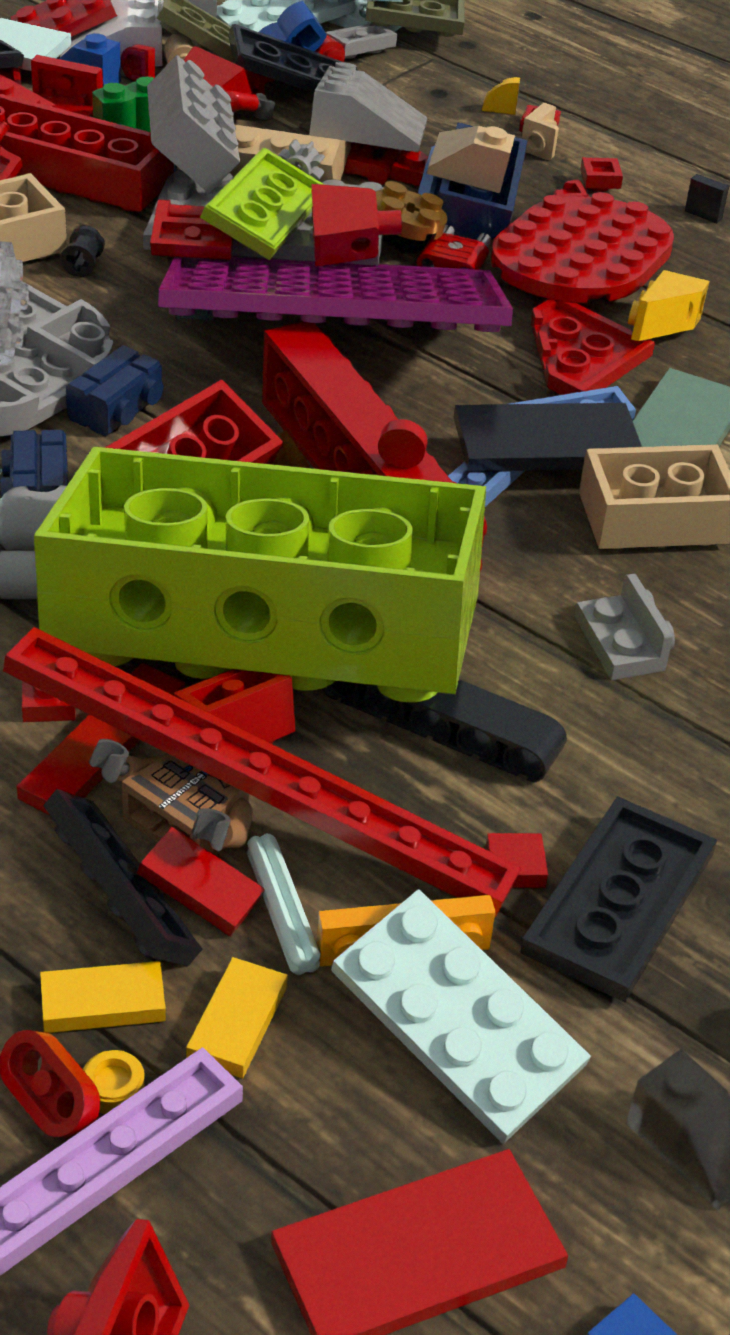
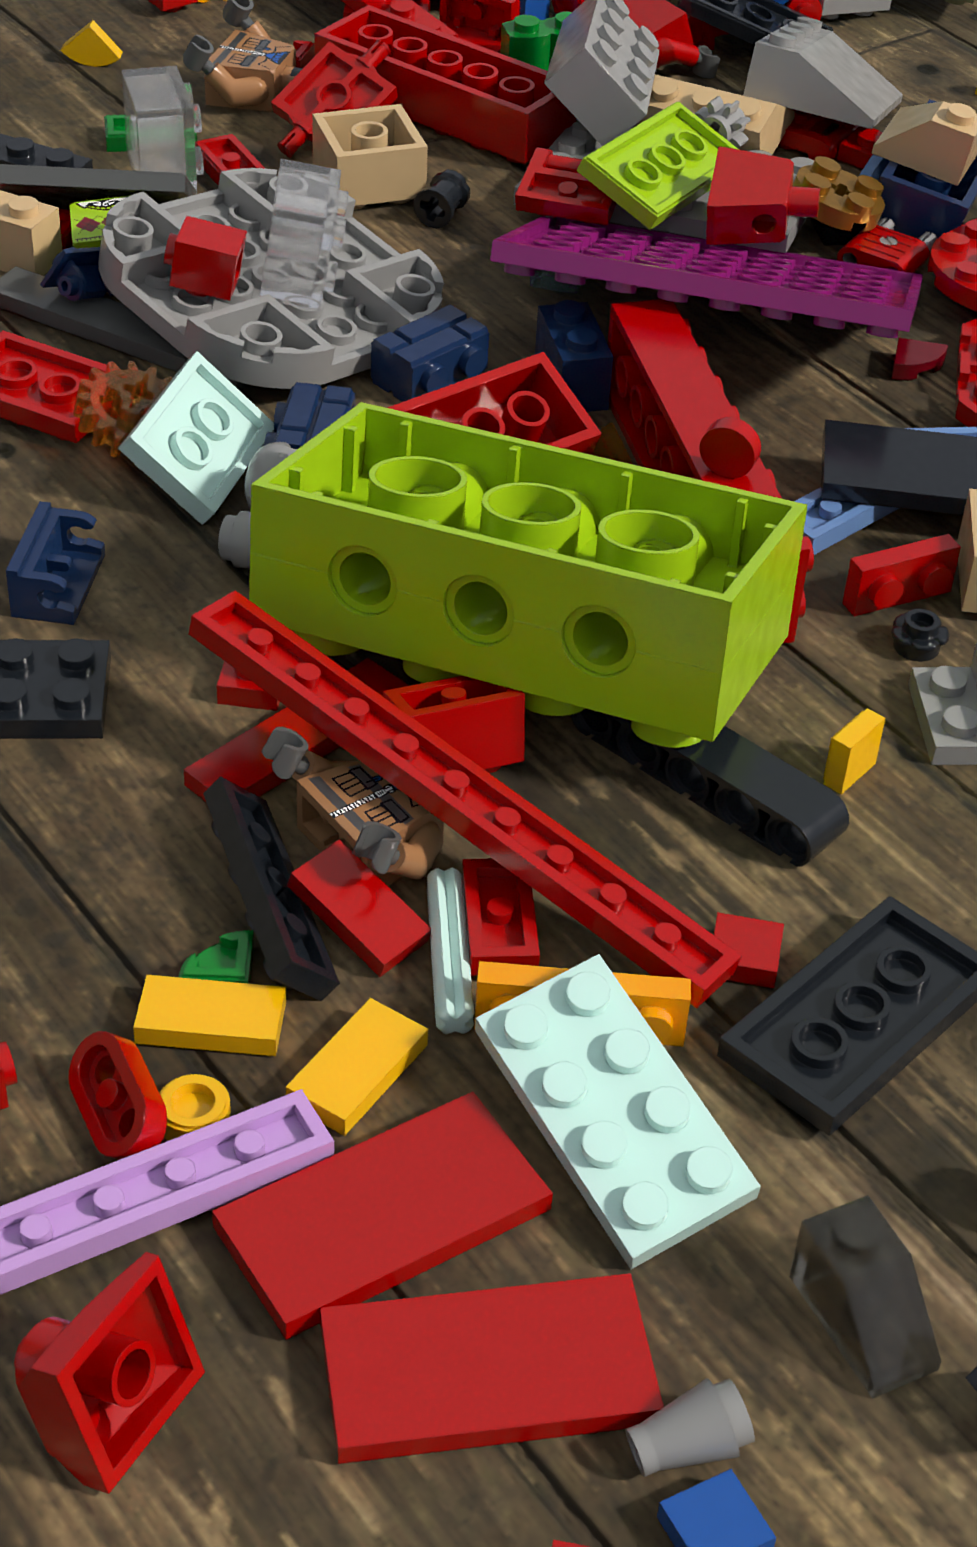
camera: 15 degrees right, 0 degrees up
(99, 947) = (224, 961): none -> green tile
(233, 360) = (577, 351): none -> dark blue brick
(292, 1139) = (380, 1212): none -> red tile
(316, 868) = (498, 915): none -> red plate
(503, 342) = (916, 357): none -> dark red tile
(546, 526) = (901, 574): none -> red plate
(553, 679) = (853, 750): none -> yellow tile
(572, 574) = (918, 635): none -> black plate
(595, 1267) = (693, 1429): none -> light grey cone

